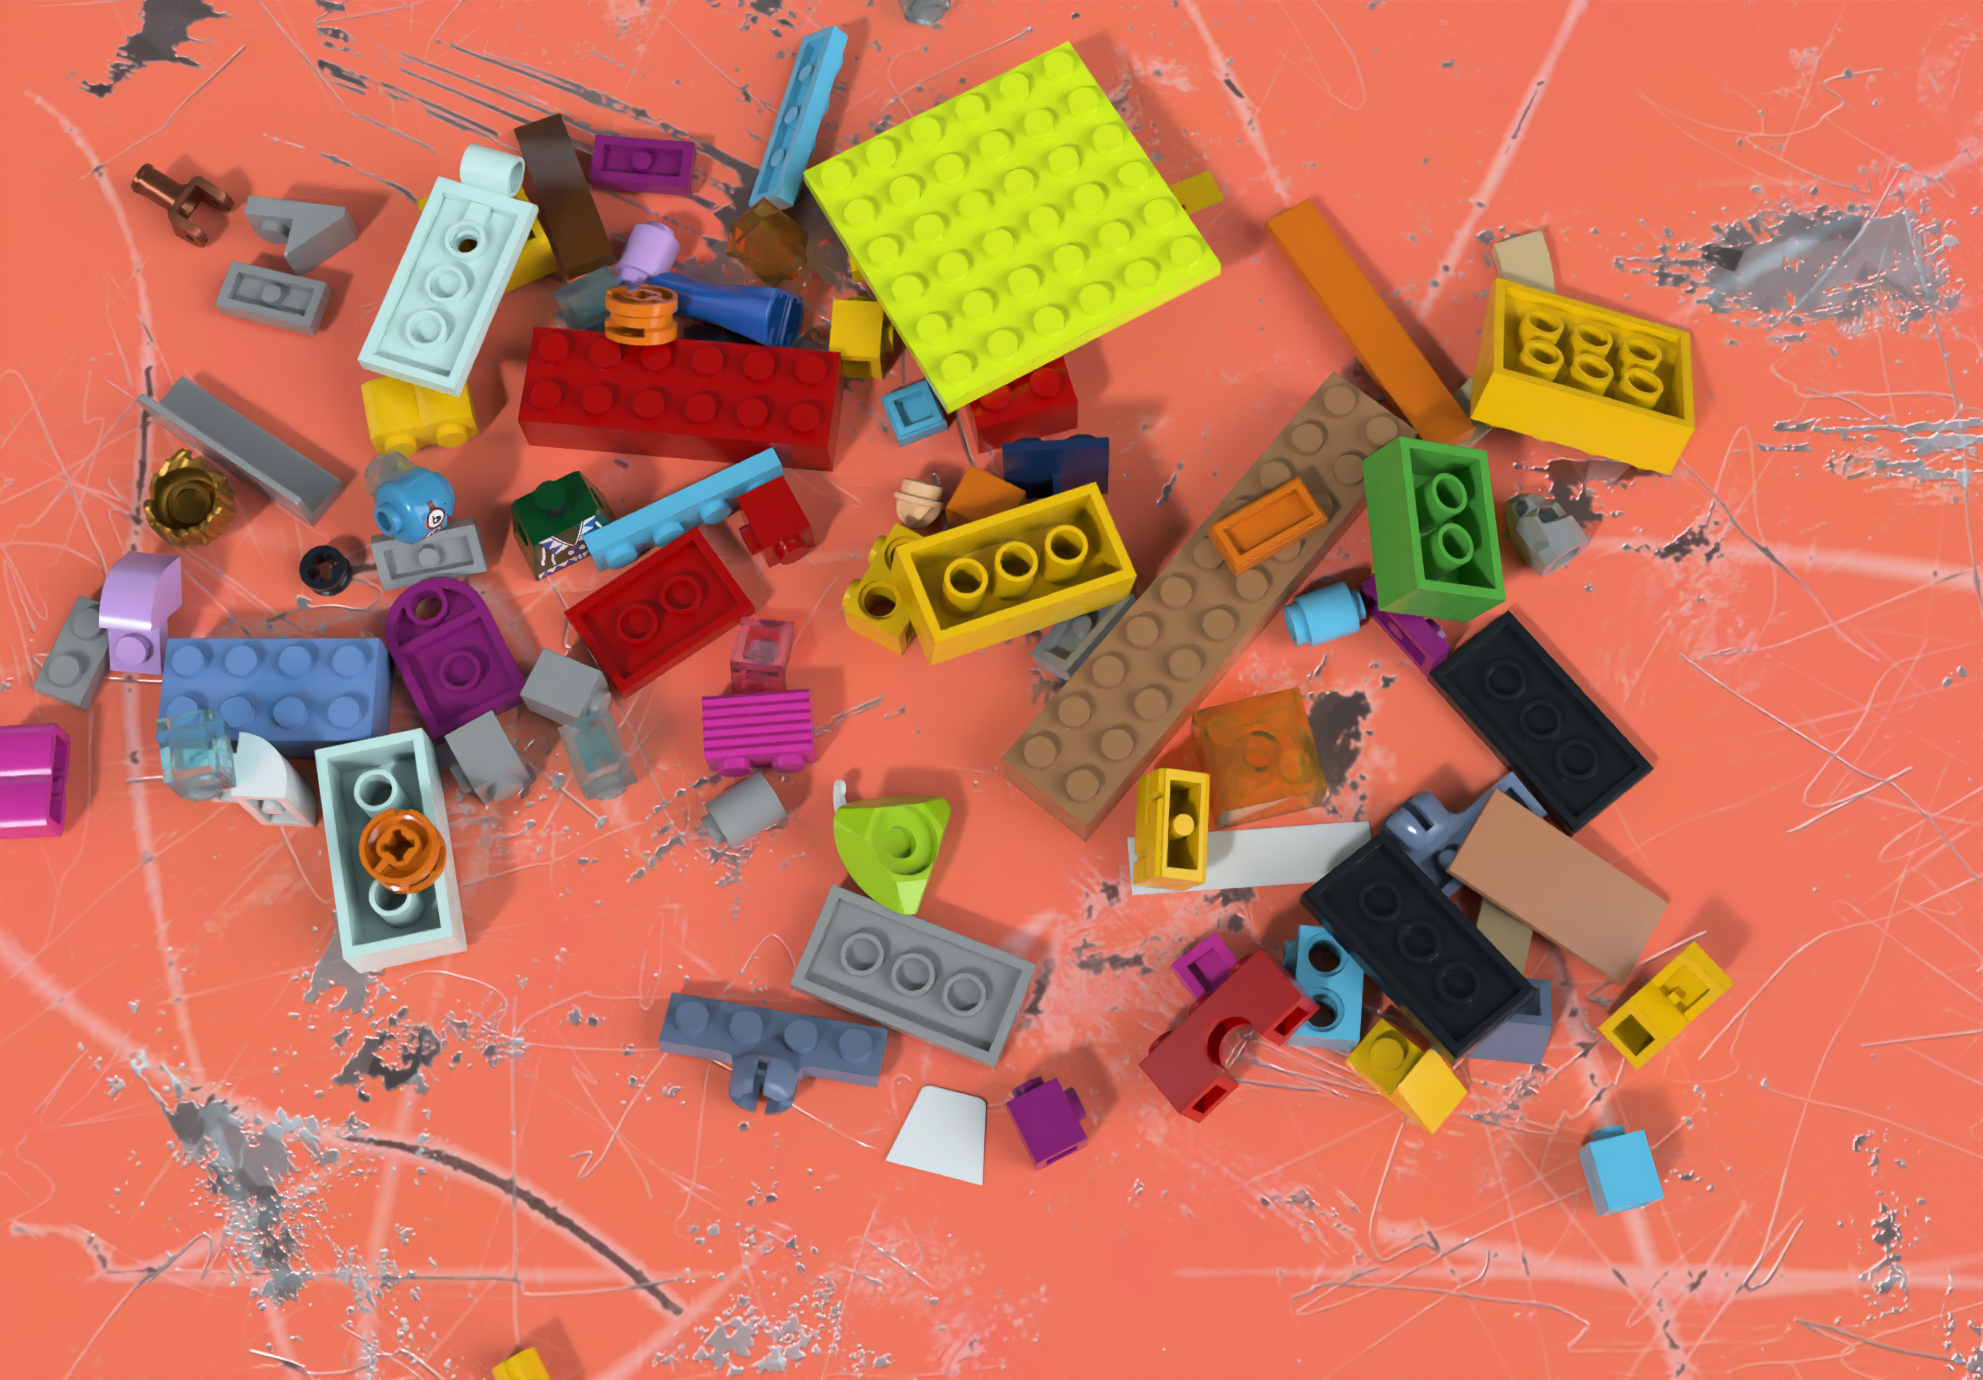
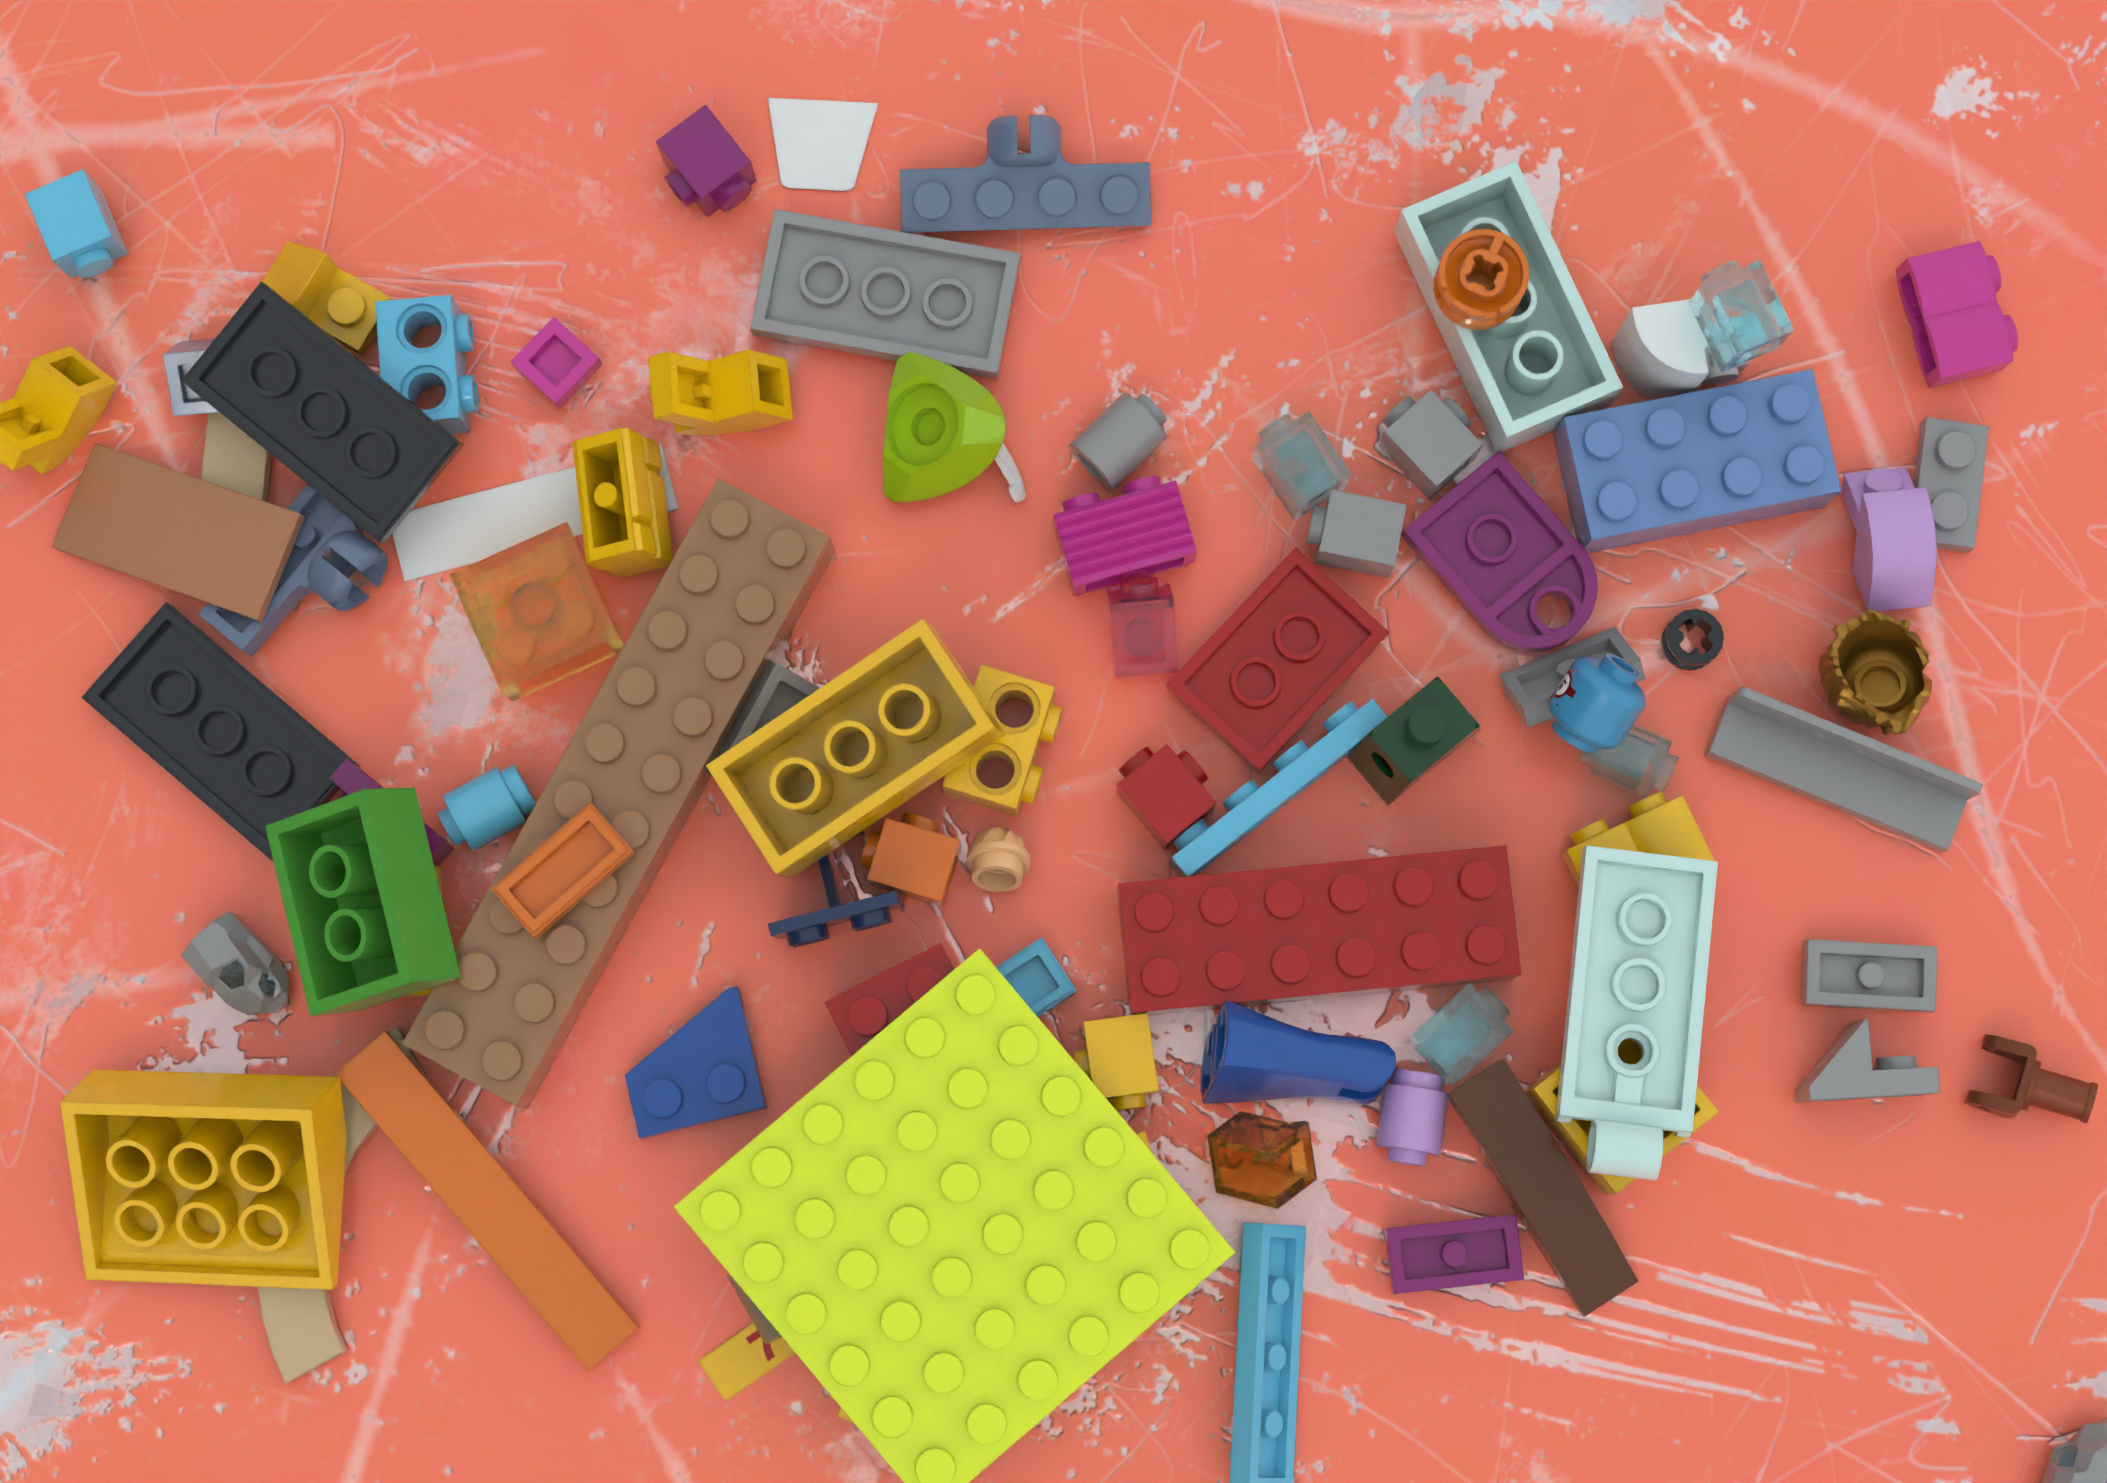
camera: 165 degrees right, 10 degrees up
(641, 315) = (1388, 1010): orange wheel -> none
(1071, 912) = (720, 394): none -> yellow brick
(1188, 392) = (698, 1072): none -> blue wing
(1189, 1060) = (484, 317): red arch -> none

